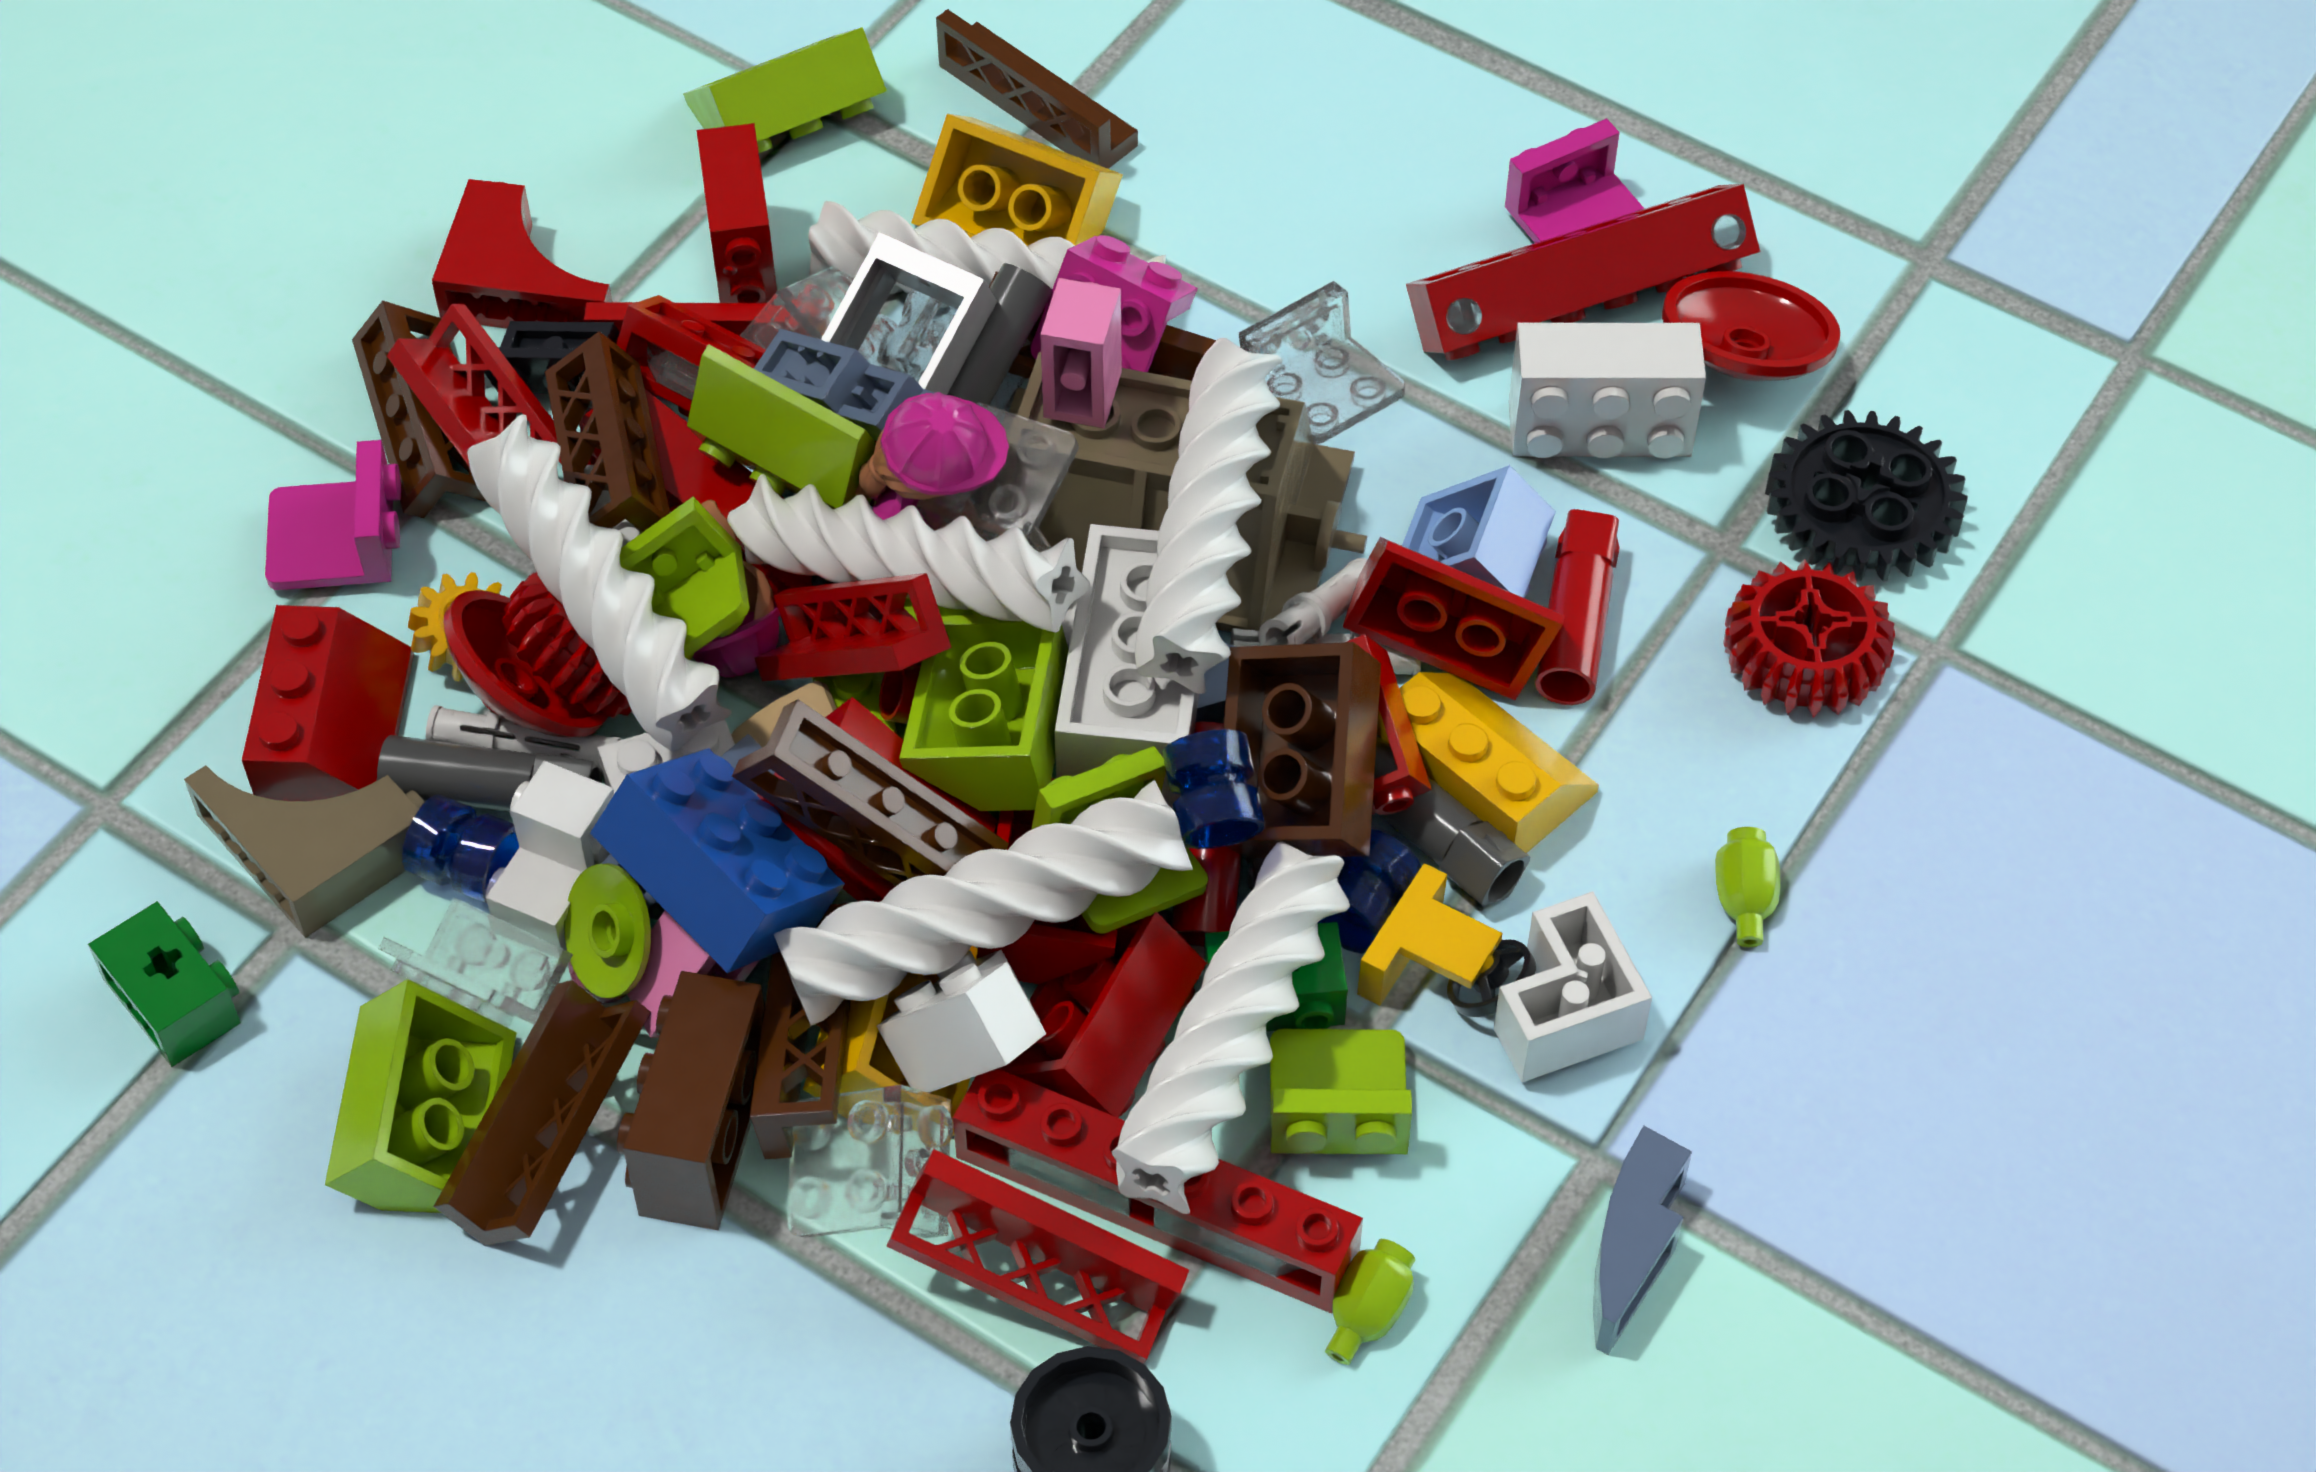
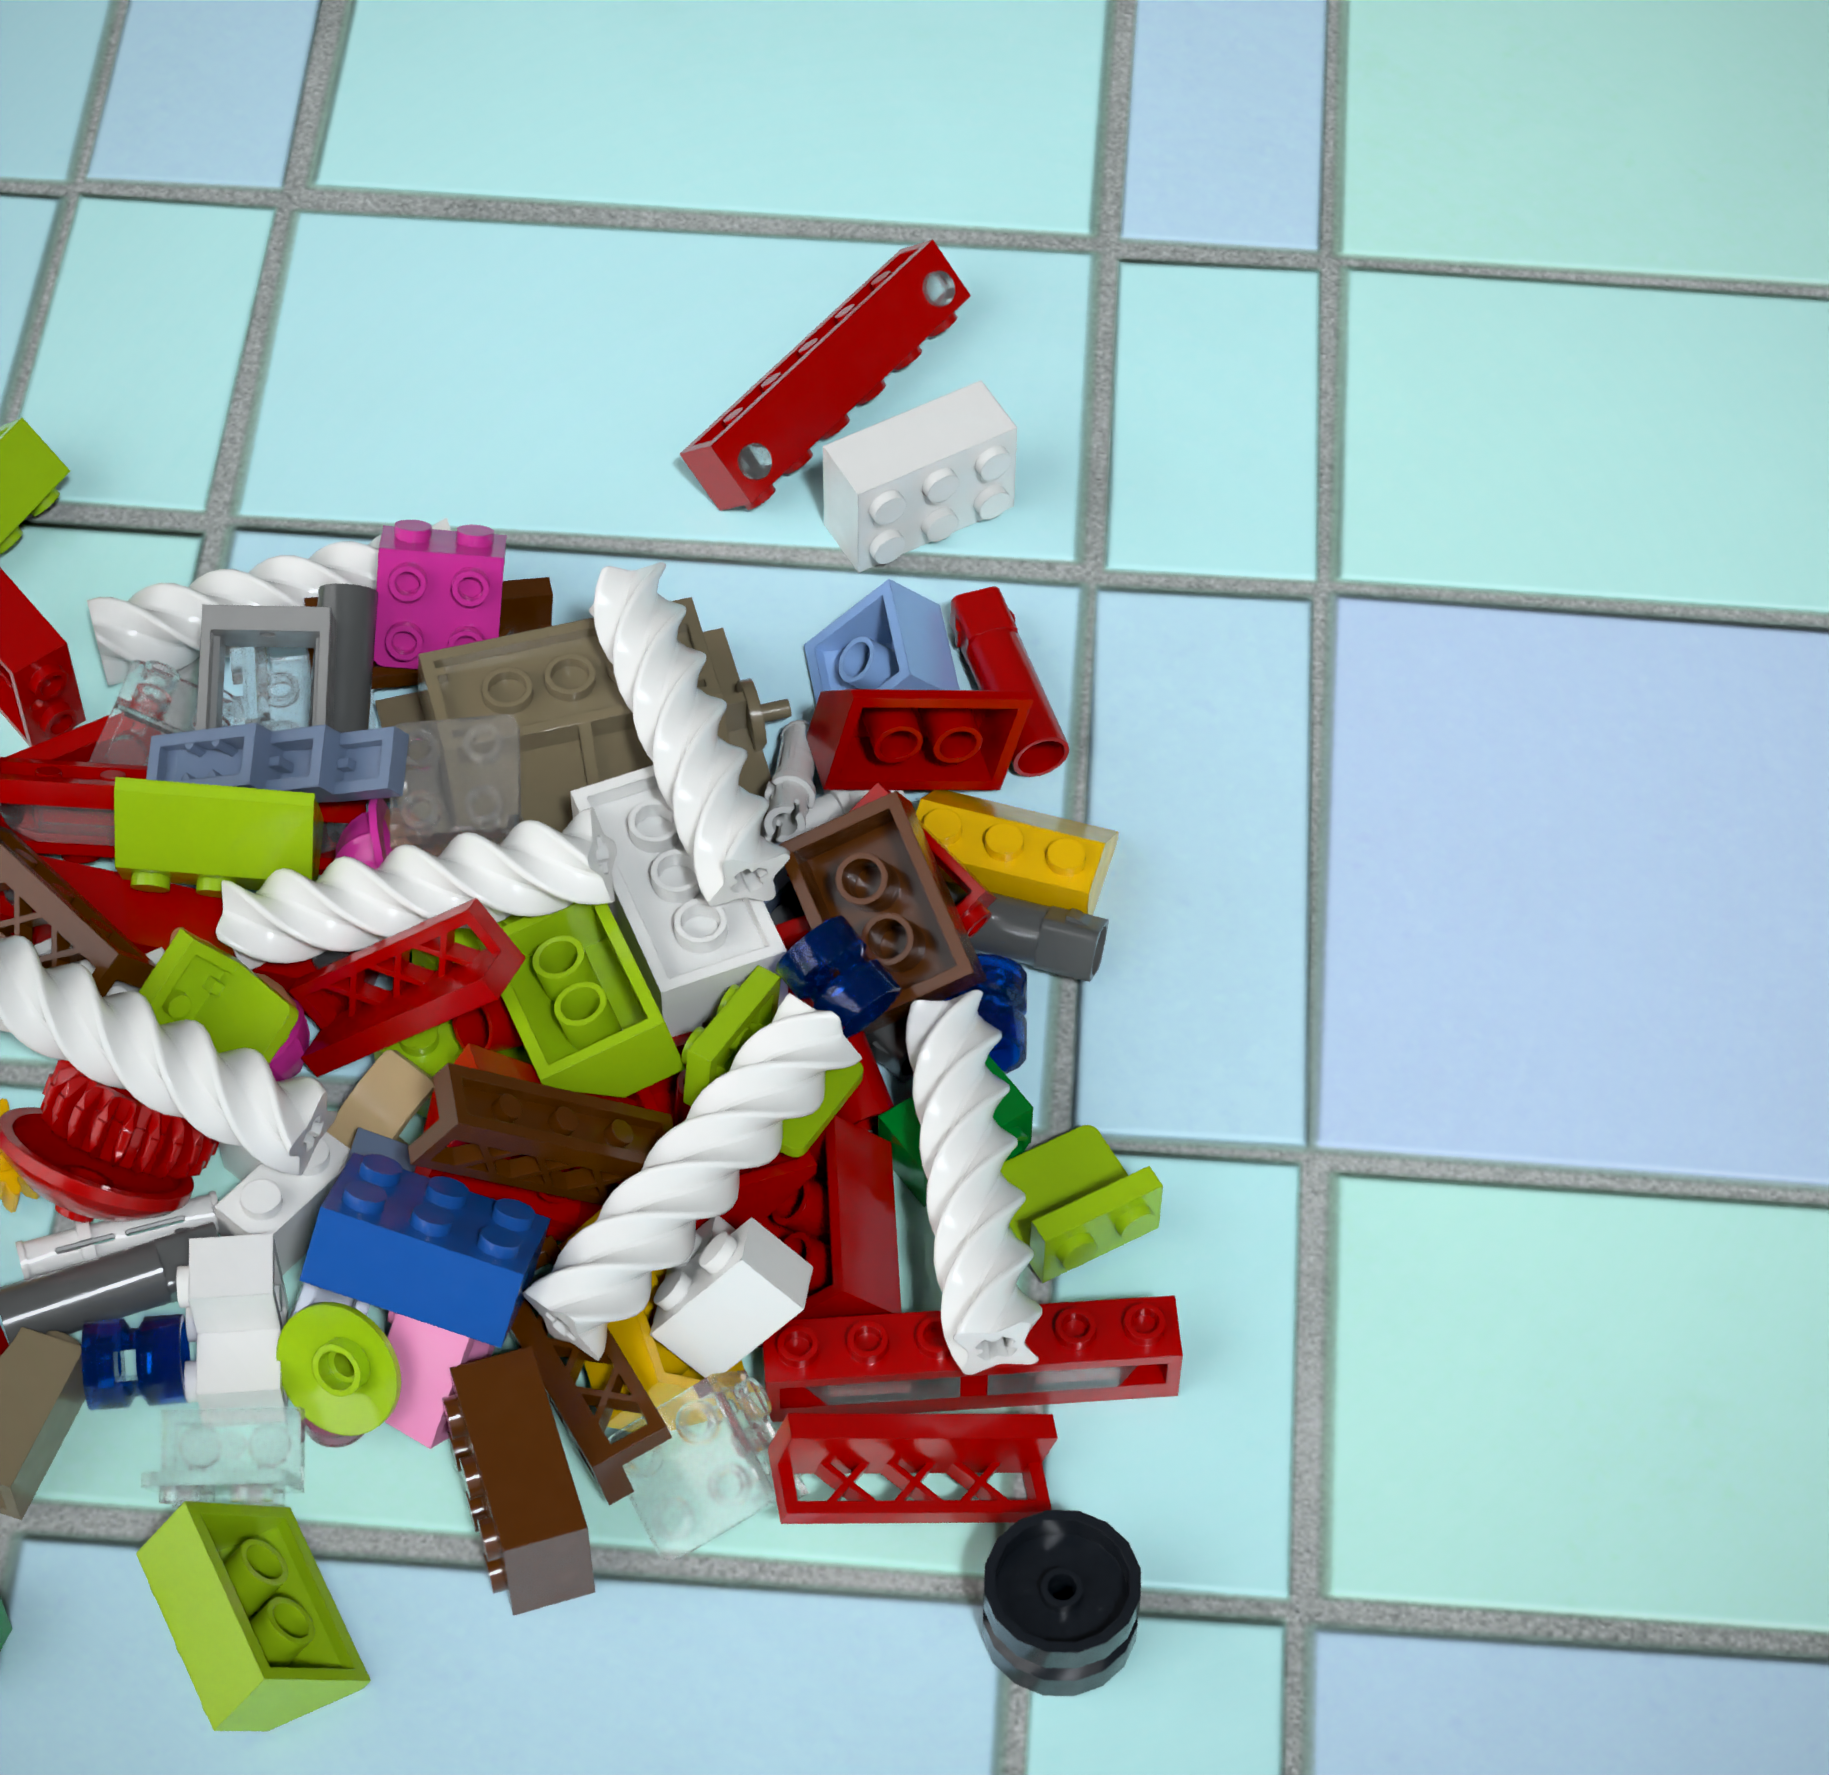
camera: 30 degrees left, 0 degrees up
(540, 1115) = (365, 1573): reddish brown fence -> none
(935, 449) = (390, 786): dark pink piece -> none
(1007, 181) = (251, 512): yellow slope -> none
(1031, 92) = (206, 418): reddish brown fence -> none
(1081, 352) = (480, 635): bright pink brick -> none
(1323, 362) = (628, 539): clear bracket -> none
(1370, 1297) = (1209, 1364): lime plant -> none
(1444, 942) = (1089, 1028): yellow piece -> none
(1568, 183) = (764, 307): dark pink bracket -> none
(1579, 999) = (1227, 1018): white brick -> none
(1637, 1232) = (1392, 1201): sand blue slope -> none
(1748, 882) = (1297, 858): lime plant -> none
(1754, 325) = (1019, 358): red dish -> none
(1809, 638) = (1214, 639): red gear -> none
(1866, 495) = (1189, 477): black gear -> none

